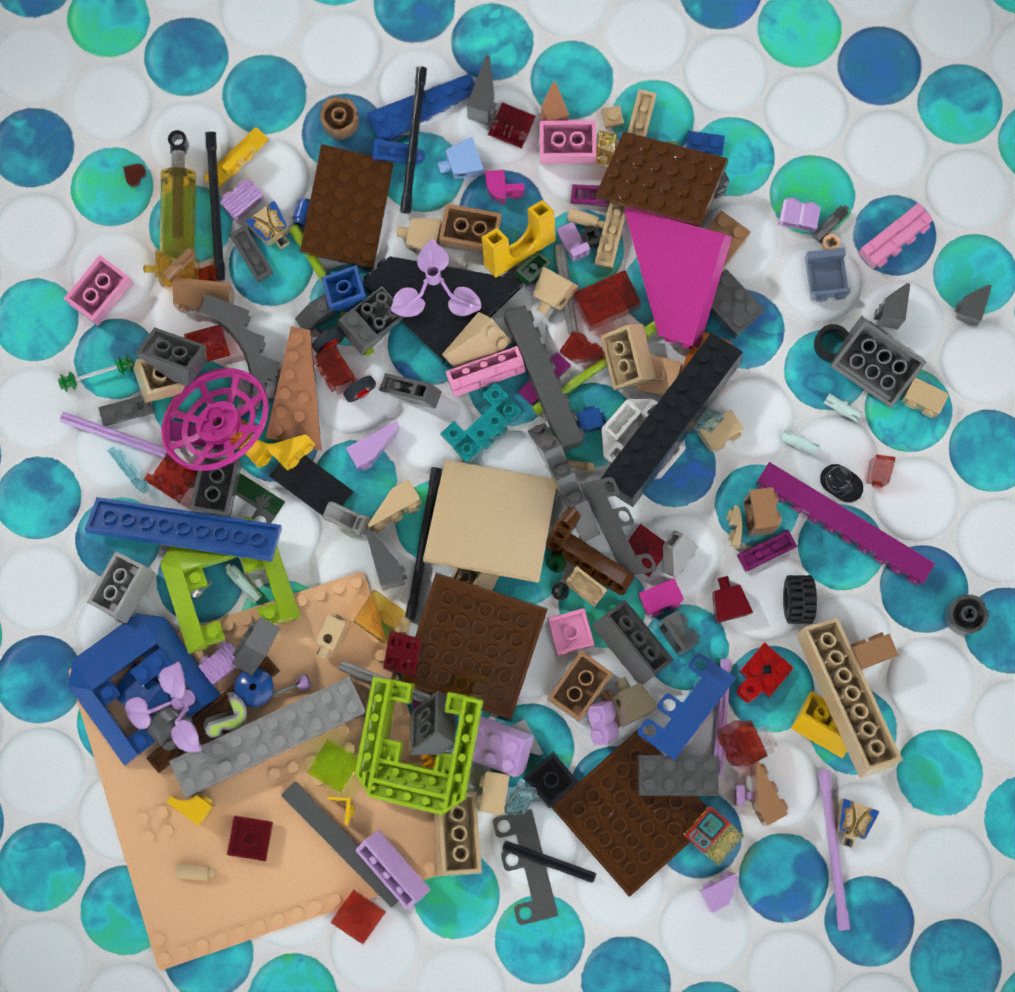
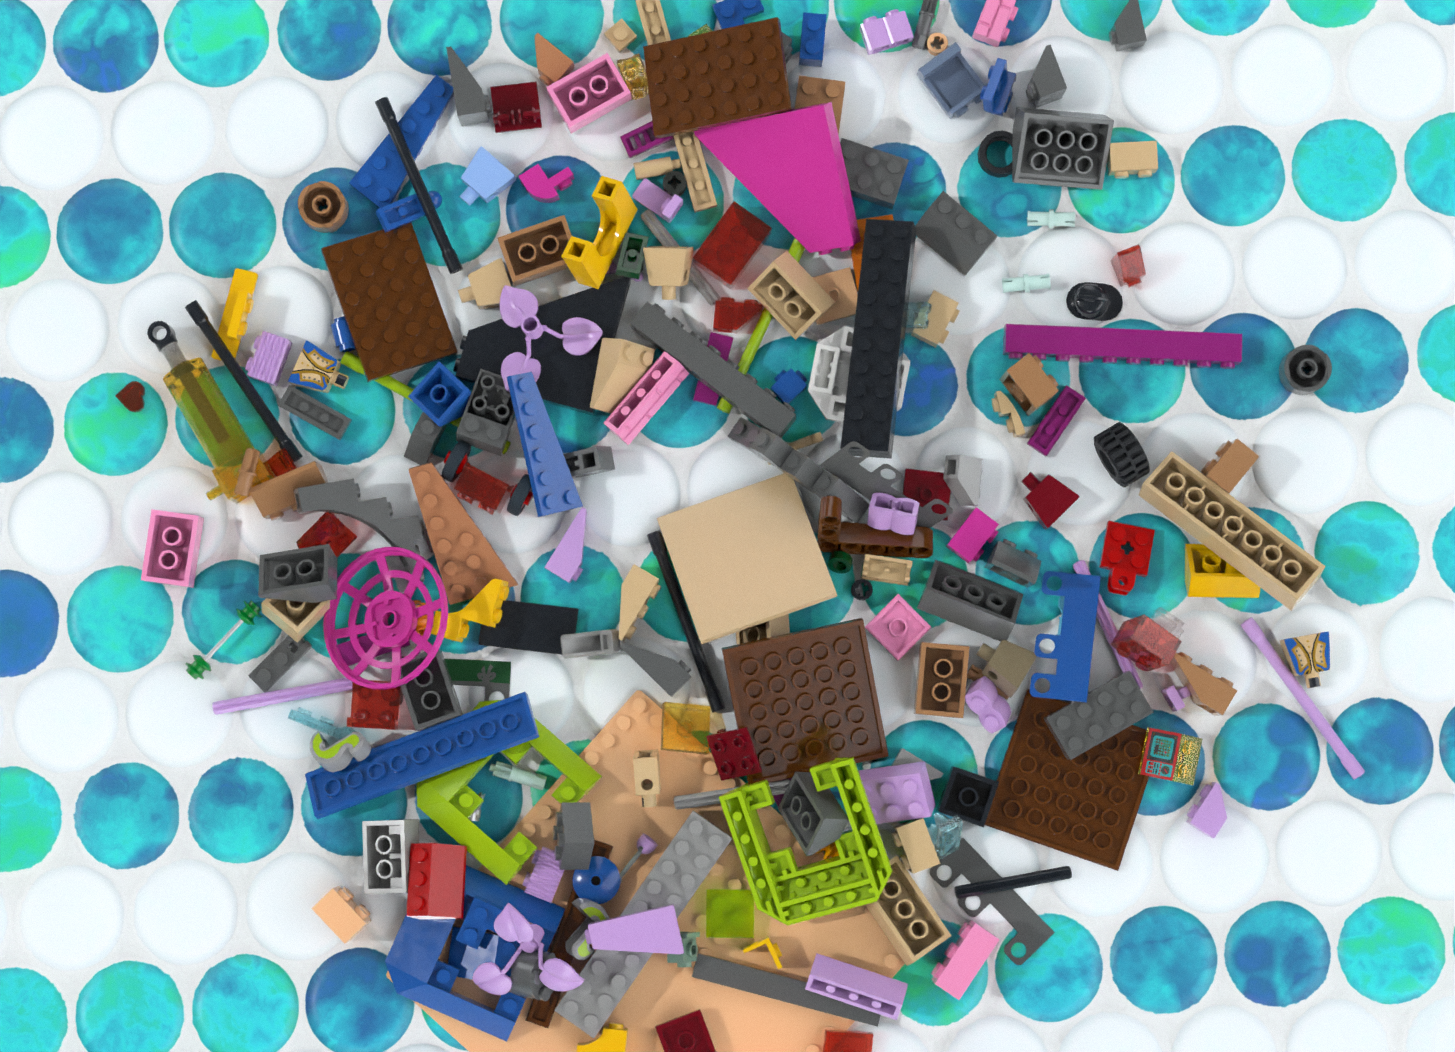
camera: 30 degrees left, 5 degrees up
(63, 608) = (342, 913): none -> light nougat brick
(127, 496) = (339, 755): none -> light grey animal
(141, 622) = (436, 881): none -> slope
(263, 740) = (642, 931): none -> lavender slope
(285, 770) = (690, 950): none -> sand green brick
(389, 372) = (545, 462): none -> wing
(481, 895) = (964, 959): none -> bright pink brick
(486, 428) = (681, 460): teal bracket -> none
(612, 548) = (893, 513): none -> lavender brick
(744, 191) = (812, 39): none -> blue brick
(768, 379) = (954, 233): none -> dark grey slope
(853, 299) = (998, 93): none -> blue slope

